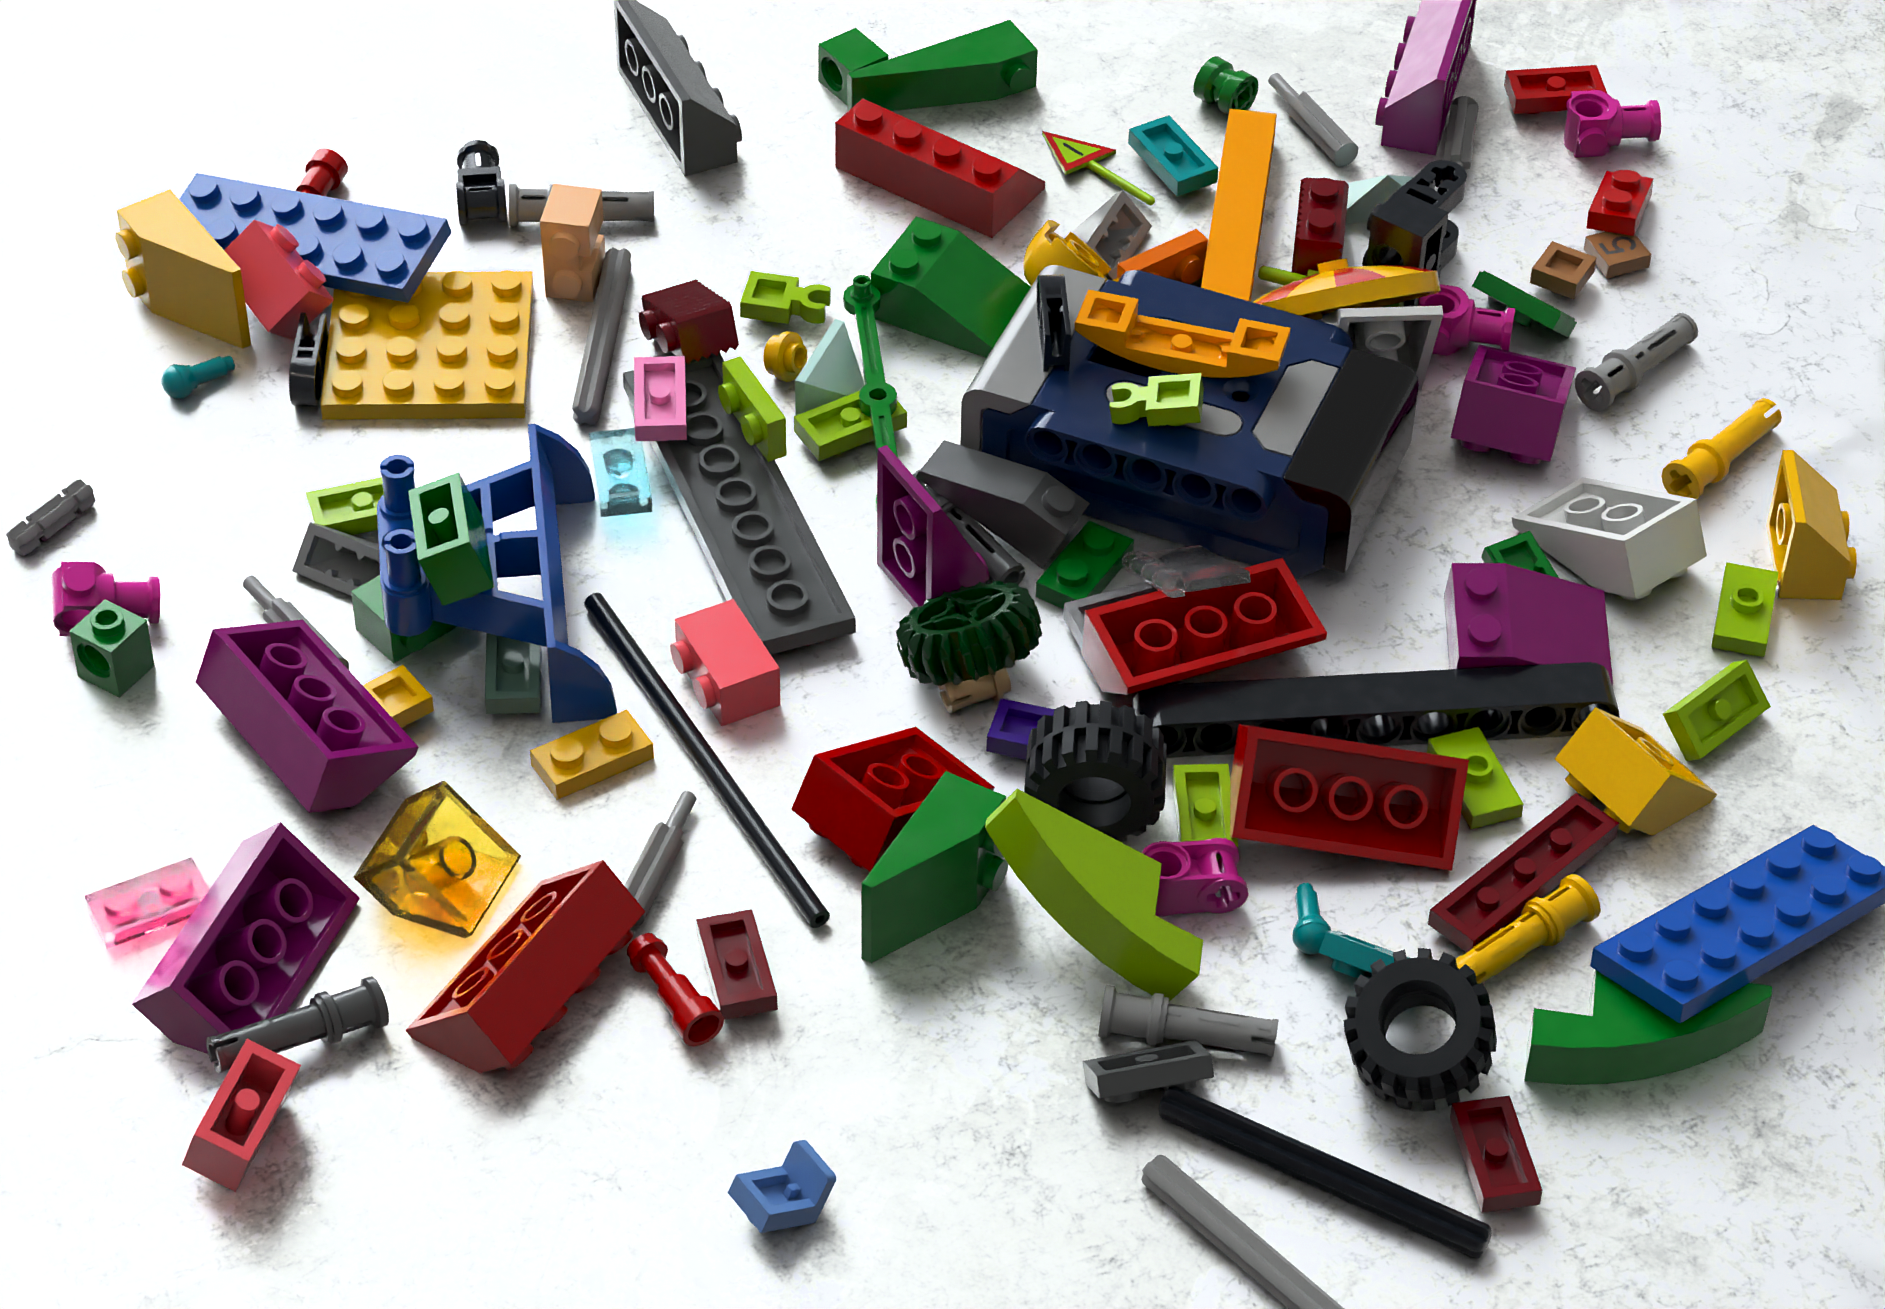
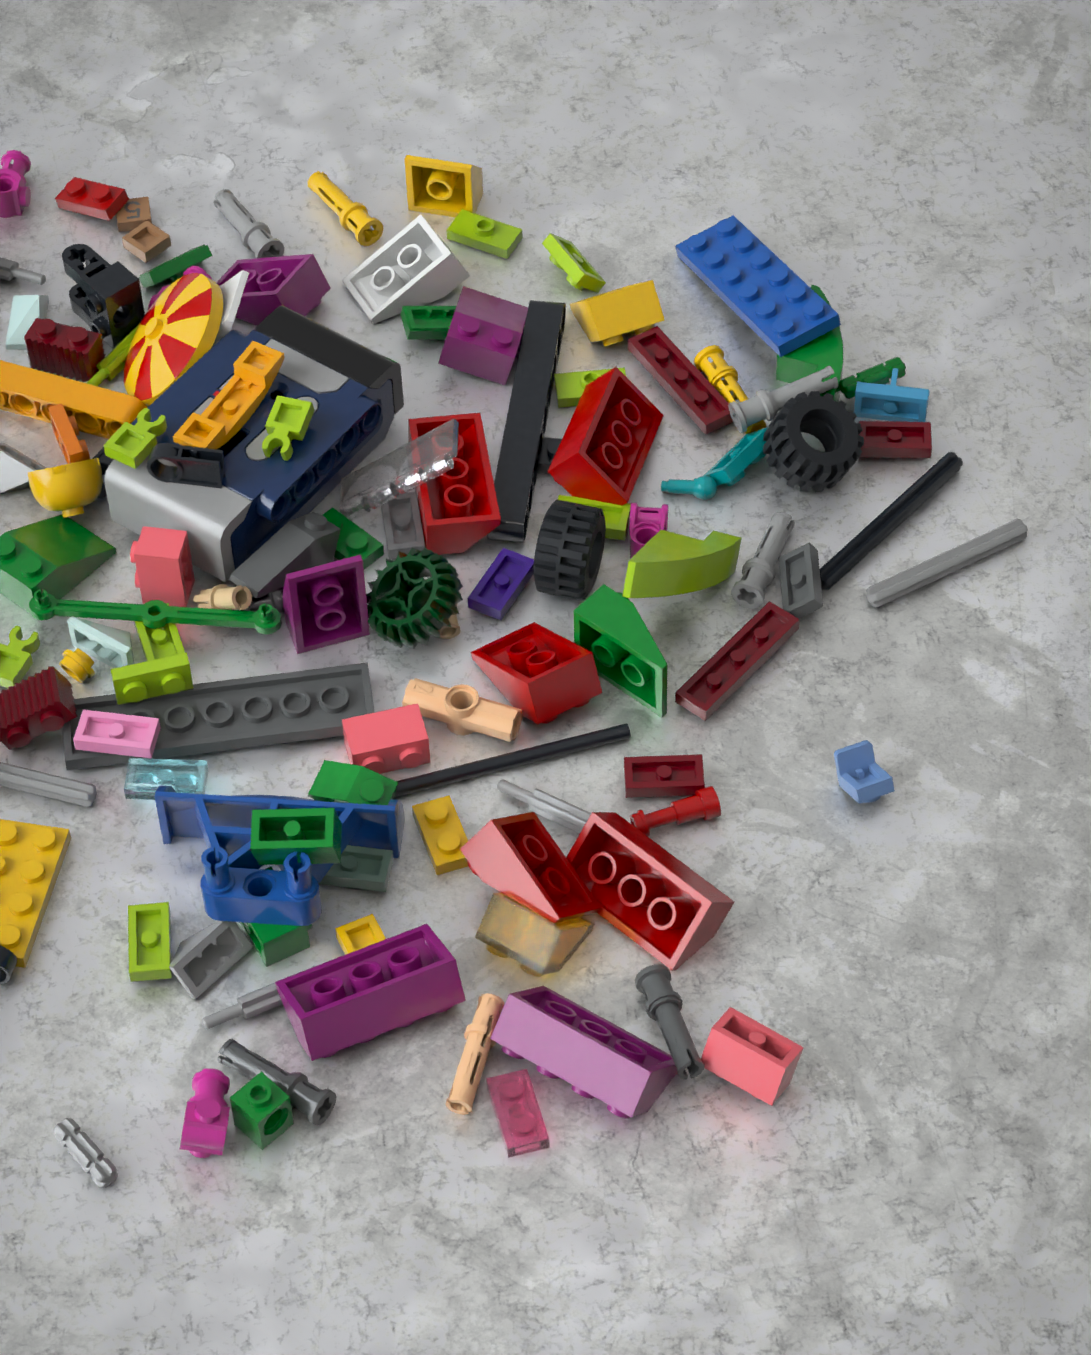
camera: 75 degrees left, 5 degrees up
(145, 691) = (303, 1095): none -> dark grey pin
(166, 838) = (474, 1054): none -> light nougat pin
(509, 830) = (528, 866): none -> red slope
(622, 639) = (351, 784): none -> green slope
(799, 726) = (464, 709): none -> light nougat piece
(915, 451) = (224, 597): none -> tan axle
(947, 373) = (163, 566): none -> coral brick
(976, 1018) = (737, 661): none -> dark red plate
(1088, 265) = (134, 442): none -> lime plate
(1448, 934) = (767, 404): none -> light grey pin
(1589, 1143) = (891, 401): none -> dark azure panel
(1619, 1107) = (877, 374): none -> green axle

